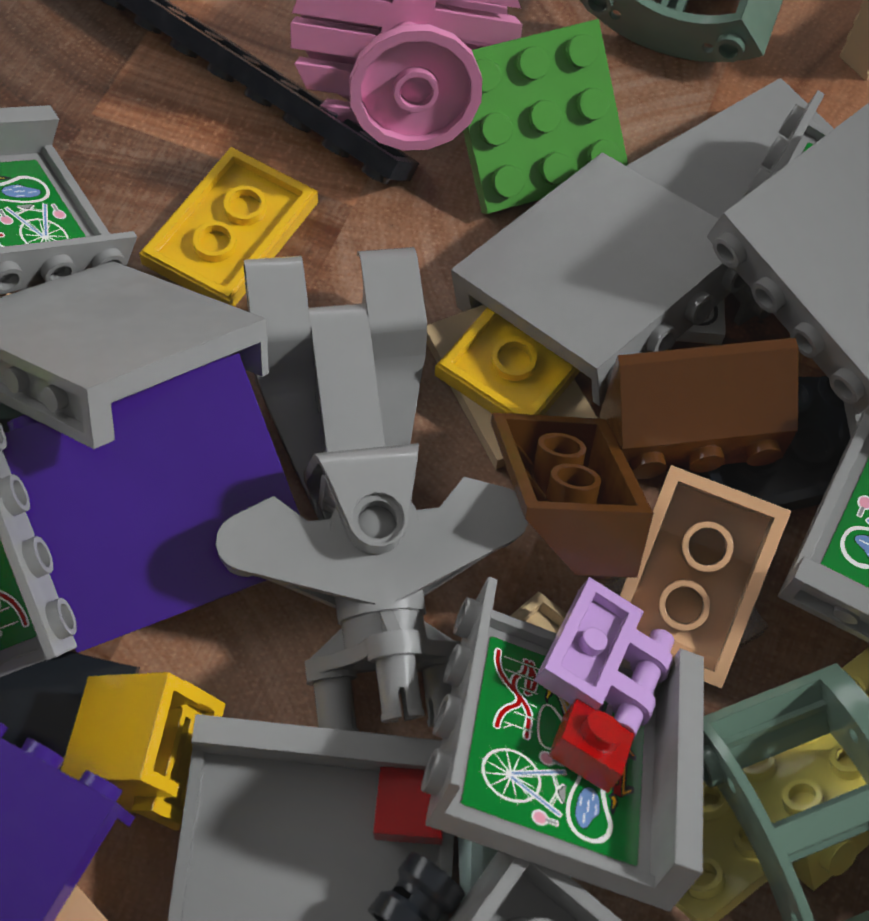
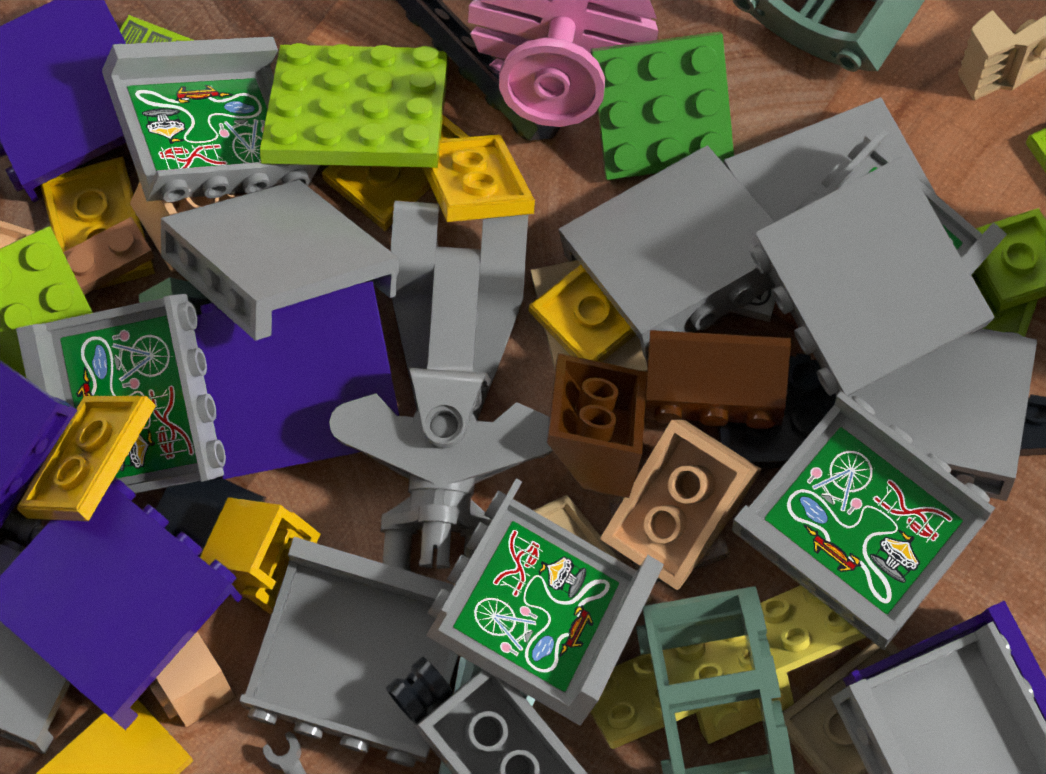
camera: 20 degrees right, 5 degrees up
(167, 168) = (356, 106): none -> lime plate
(337, 224) = (478, 180): none -> yellow tile
(403, 808) = (418, 626): red tile -> none
(590, 648) = (576, 544): lavender plate -> none
(592, 745) = (558, 608): red plate -> none

